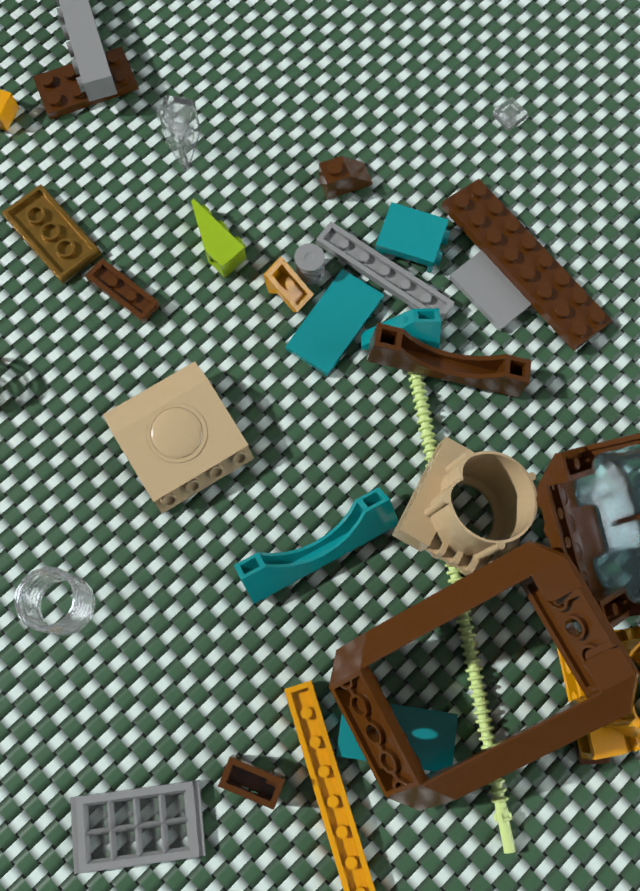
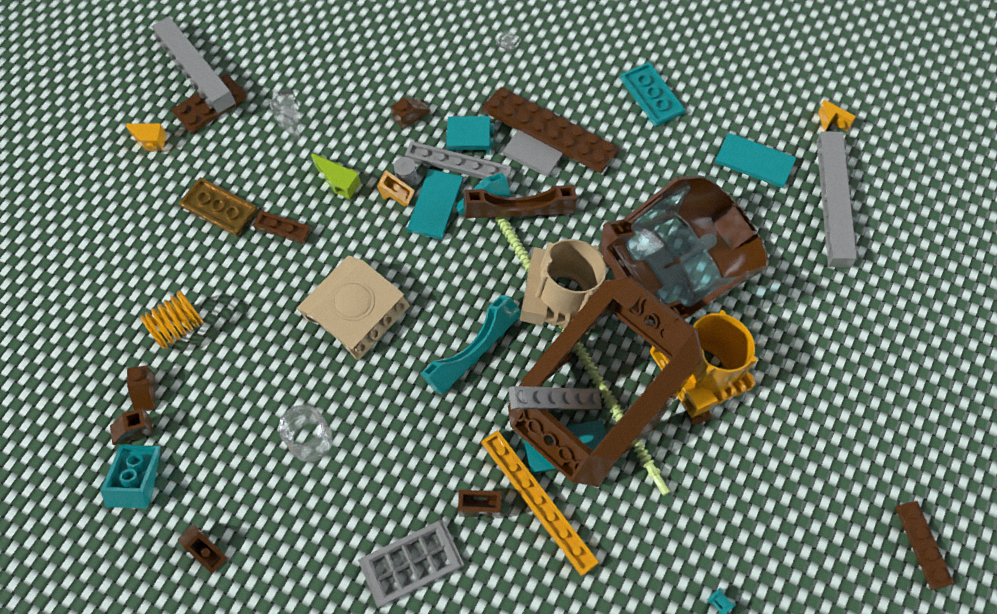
camera: 15 degrees left, 10 degrees down
(397, 679) = (554, 398): none -> light grey plate

